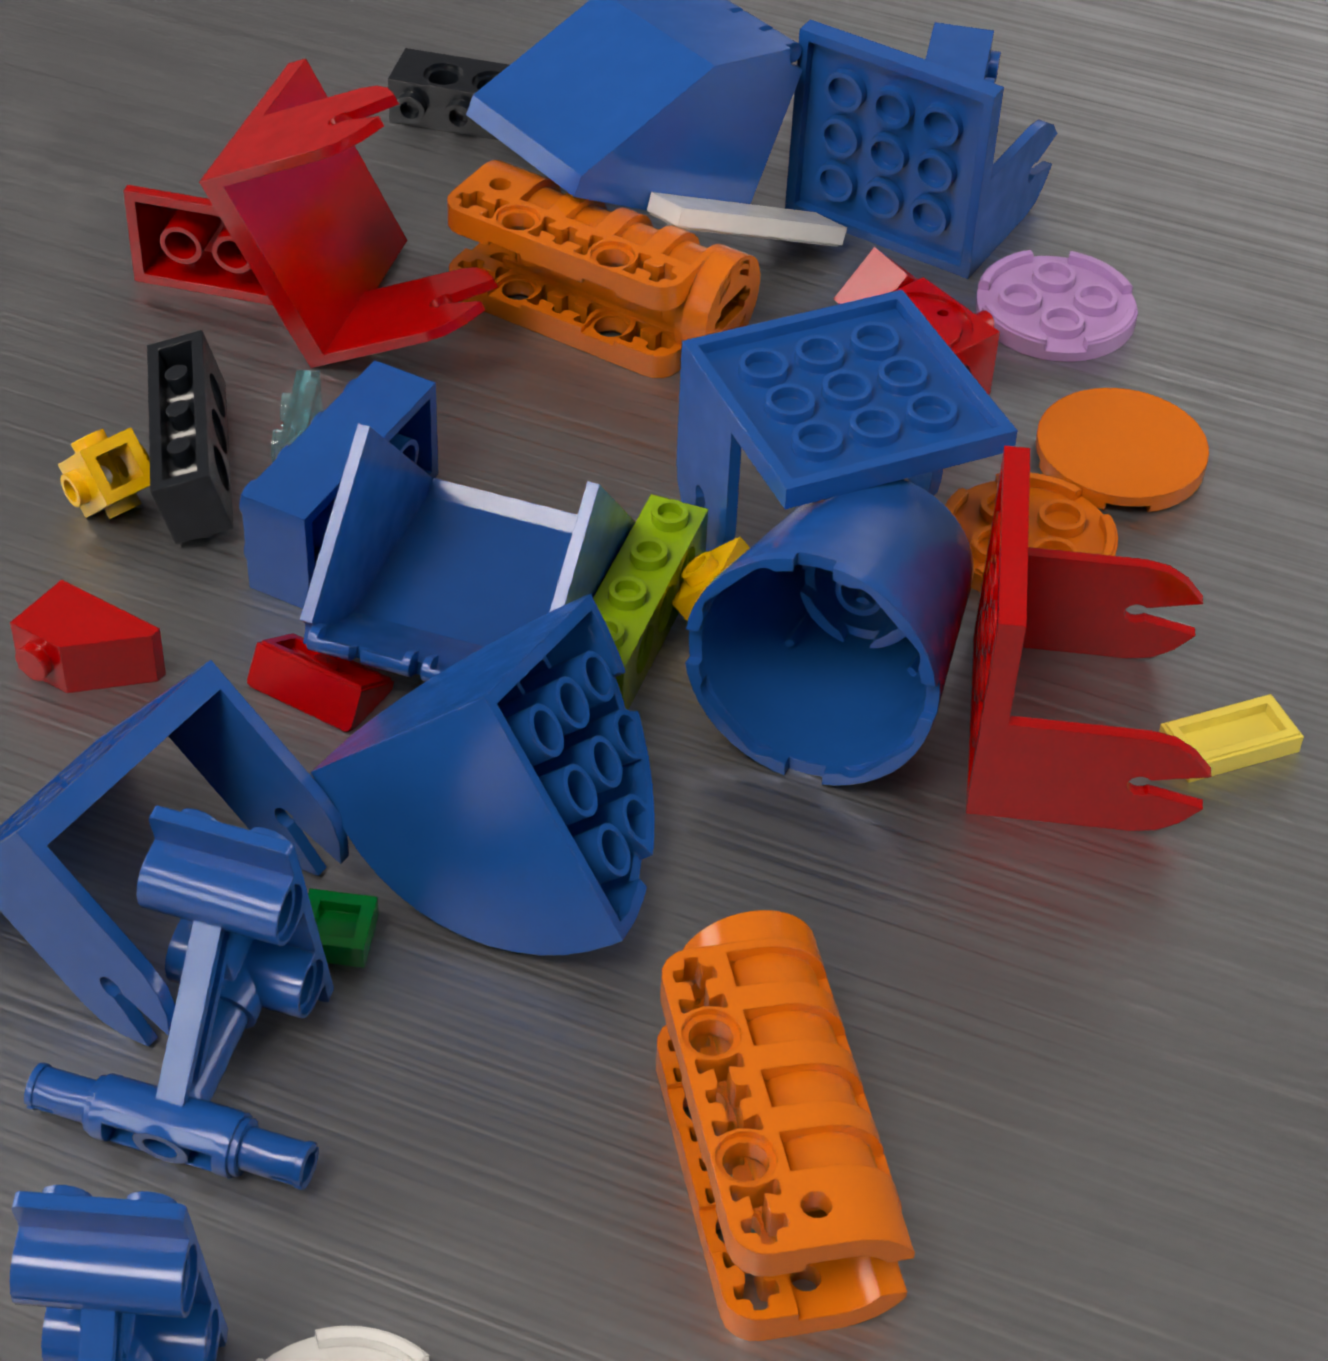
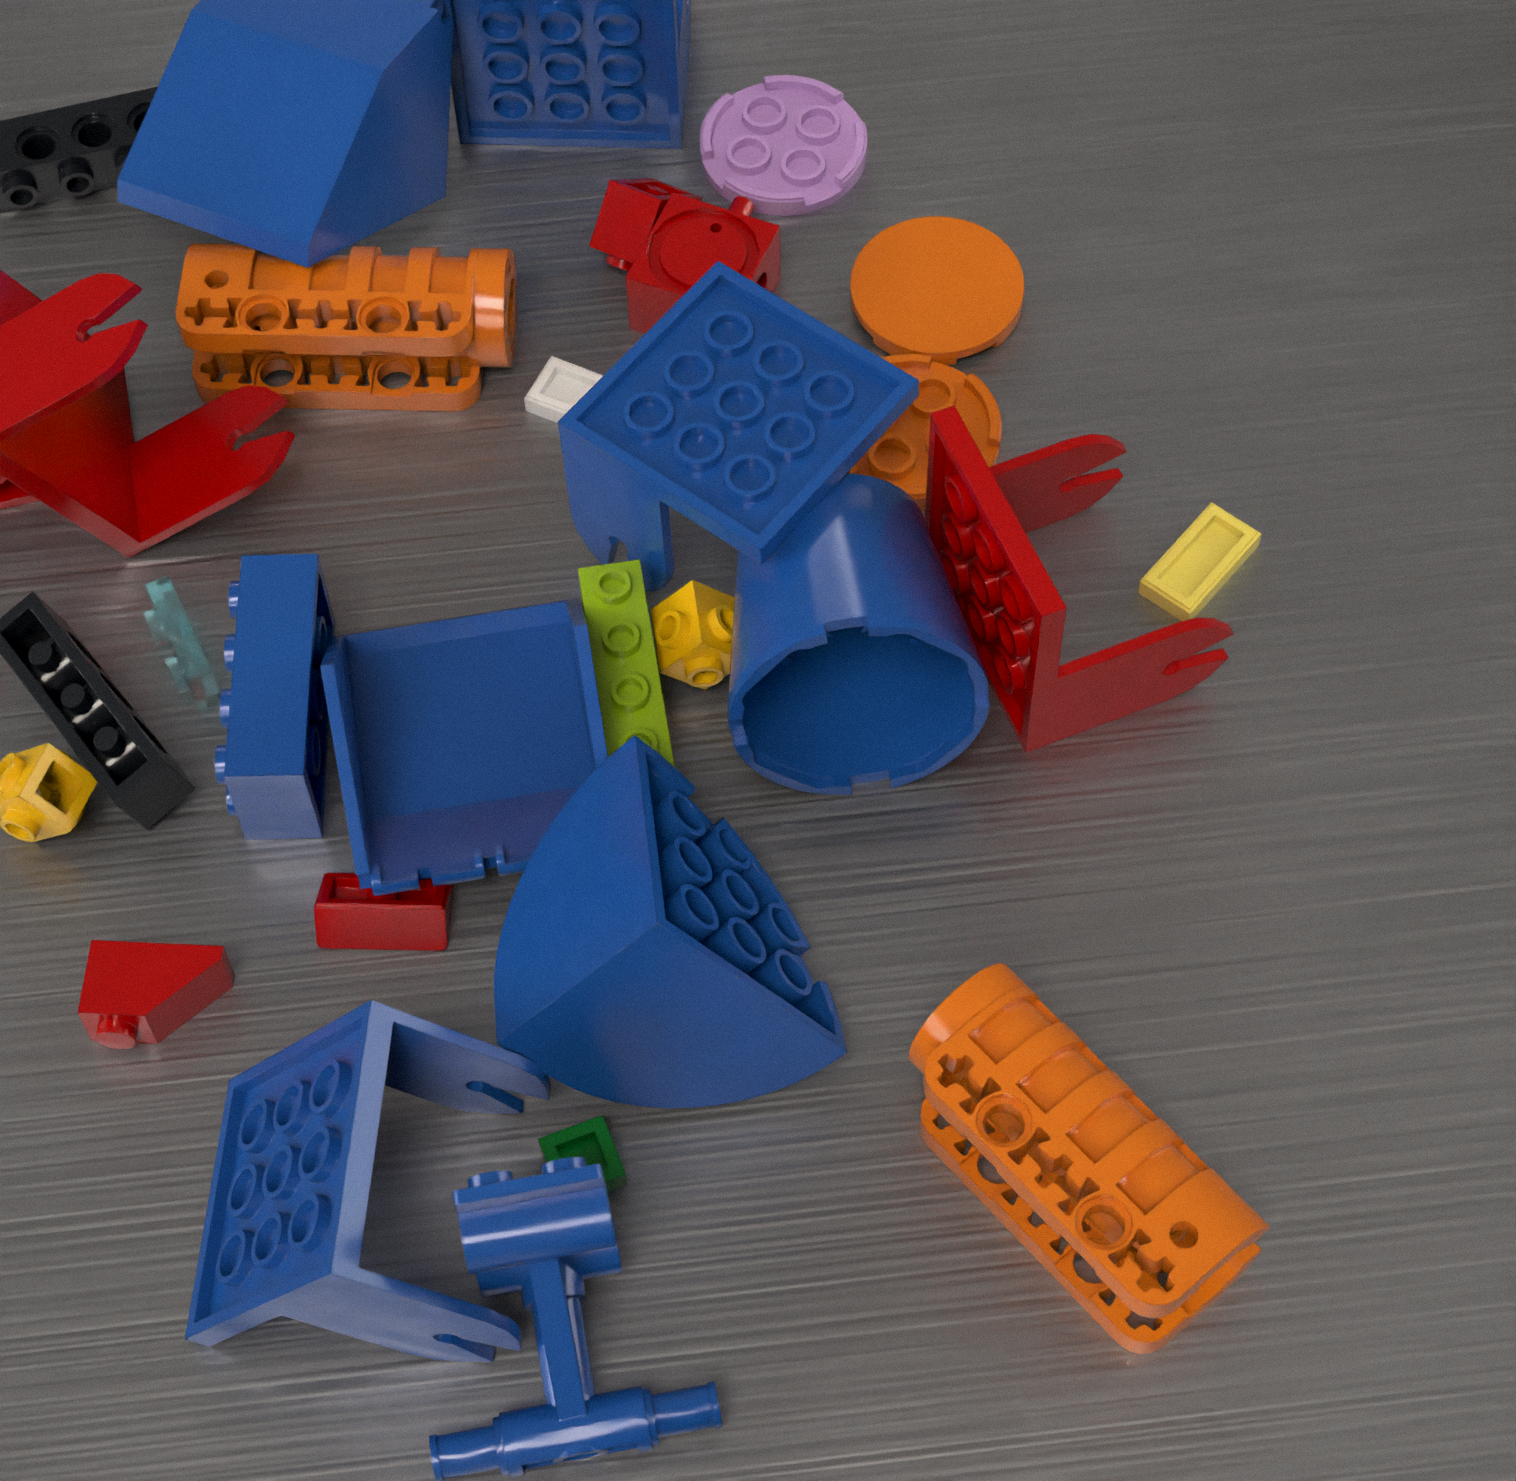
camera: 25 degrees left, 15 degrees up
(745, 220) = (456, 194): white tile -> none

